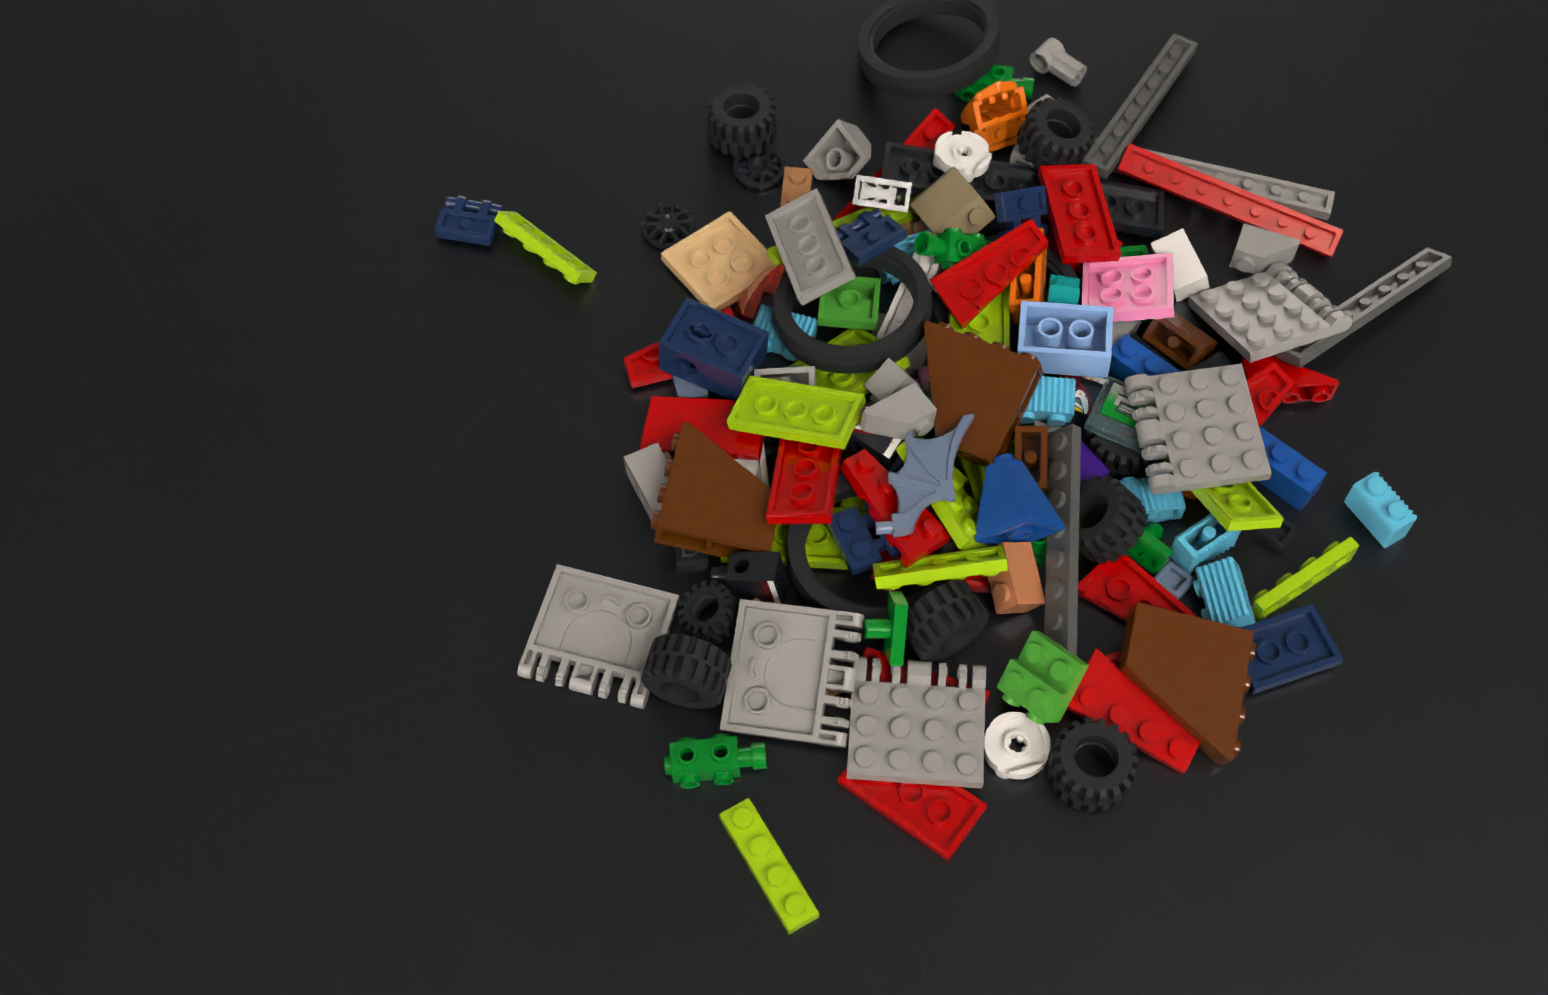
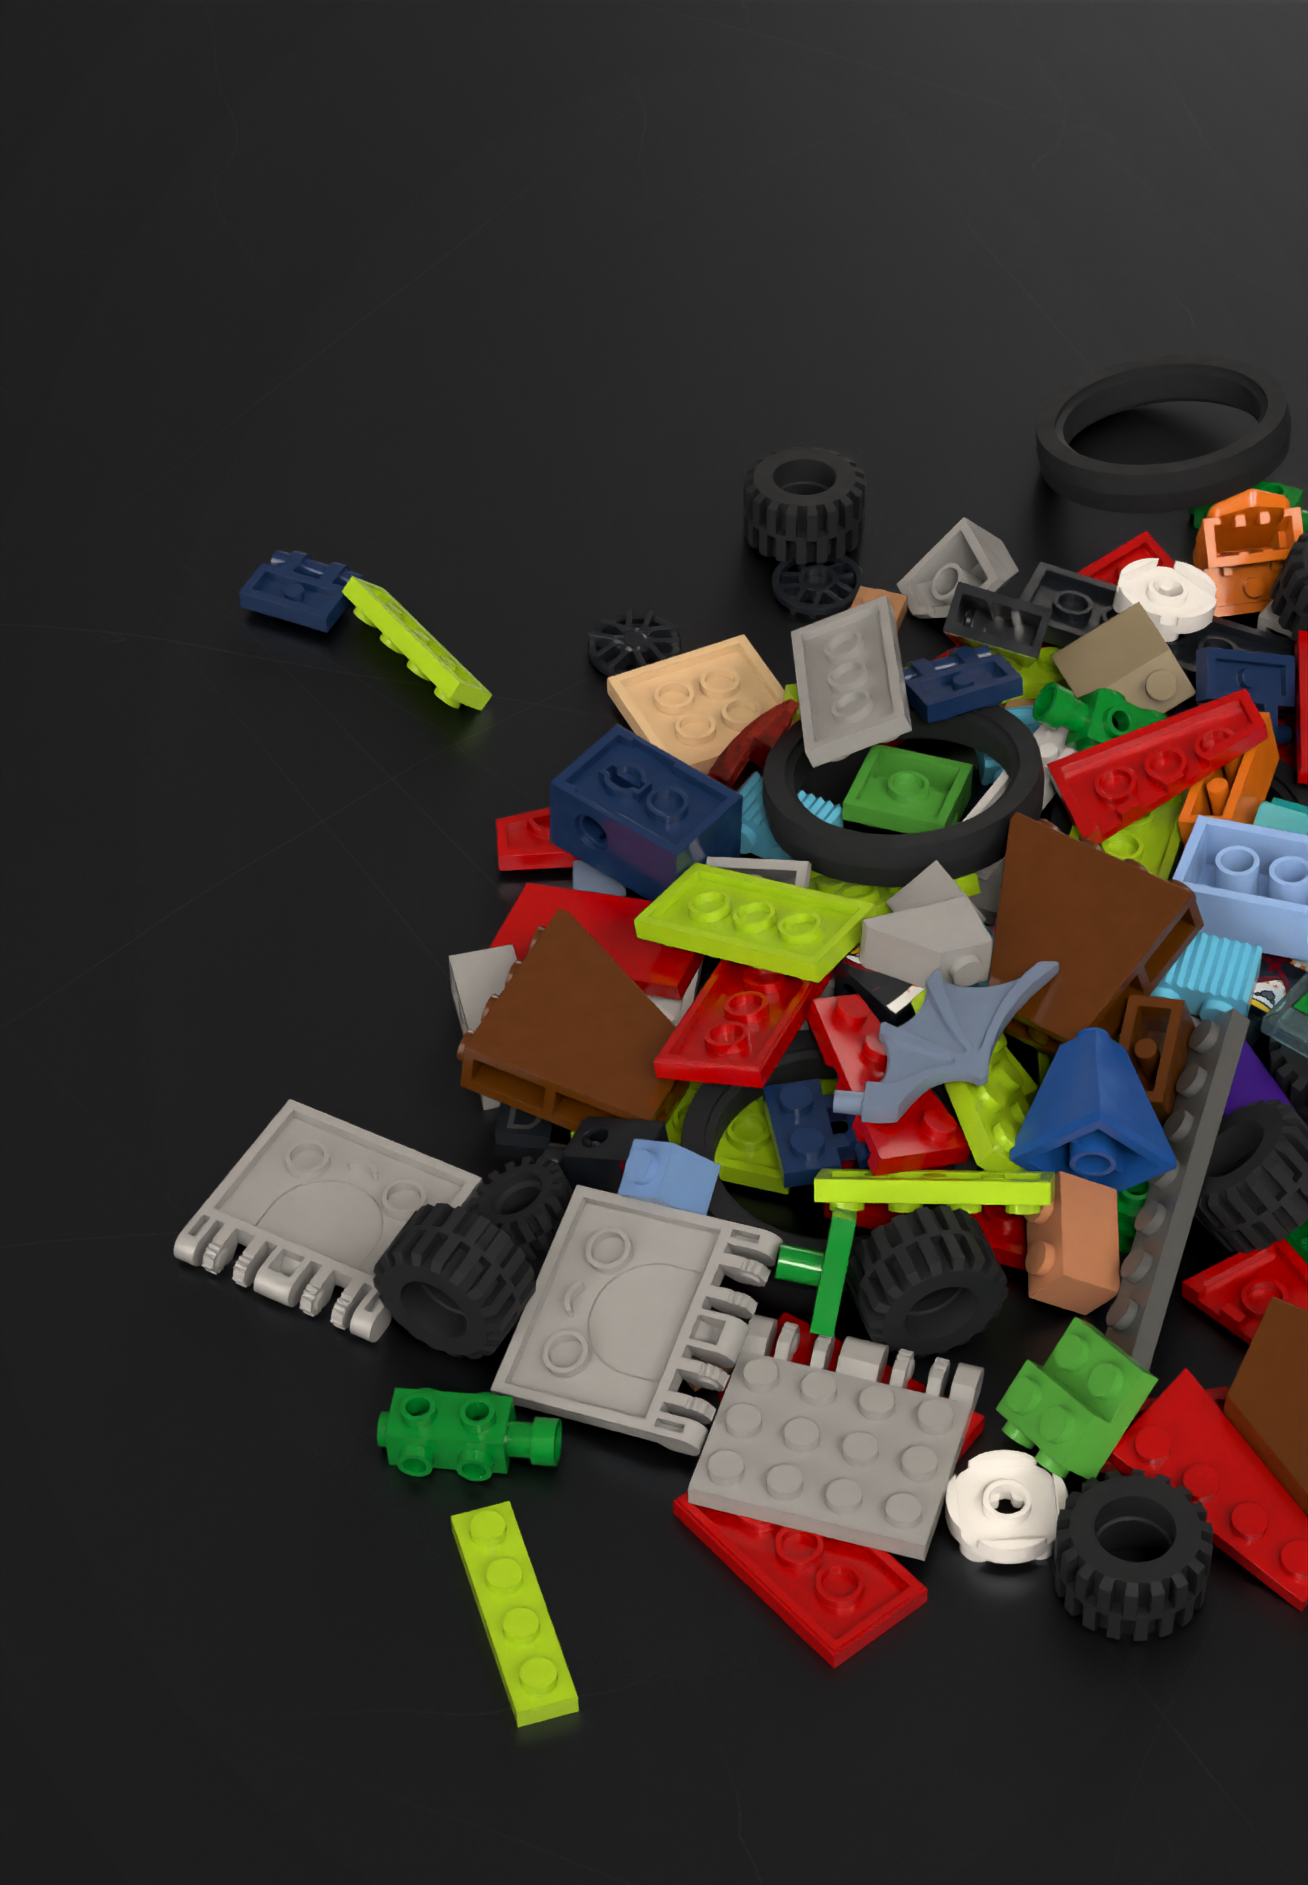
camera: 15 degrees right, 15 degrees down
(792, 588) = (669, 1176): none -> medium blue brick

